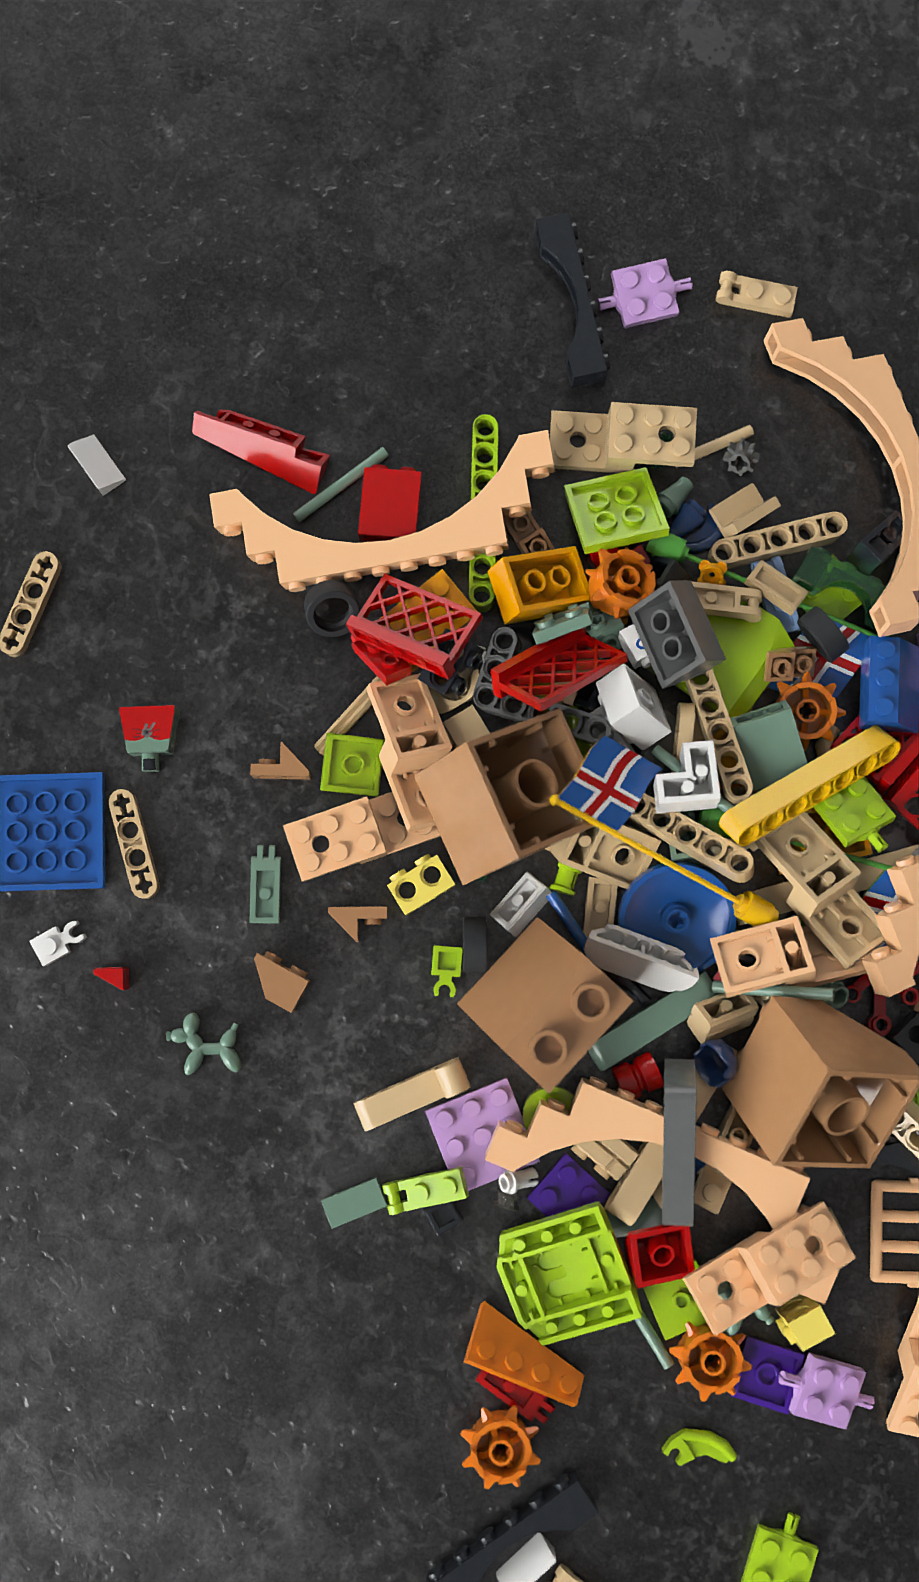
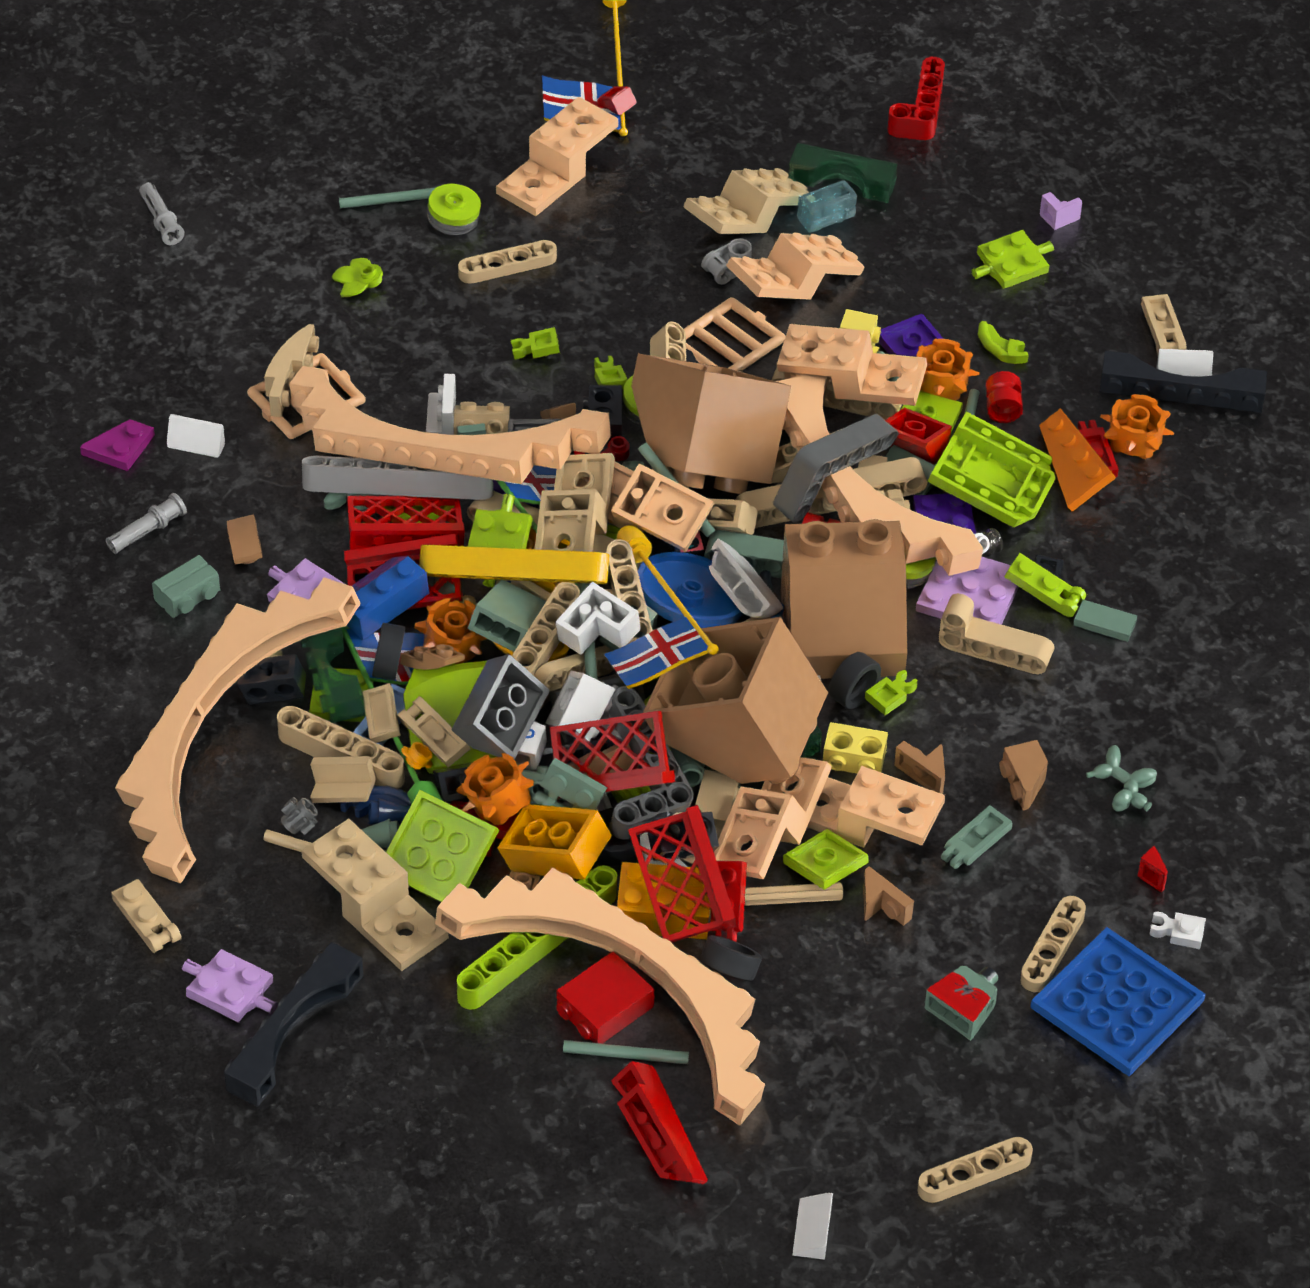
camera: 135 degrees left, 35 degrees down
(631, 1372) = (1004, 397): none -> red wheel
(716, 1062) = (760, 487): dark blue hair -> none
(826, 1390) = (886, 302): lavender plate -> none

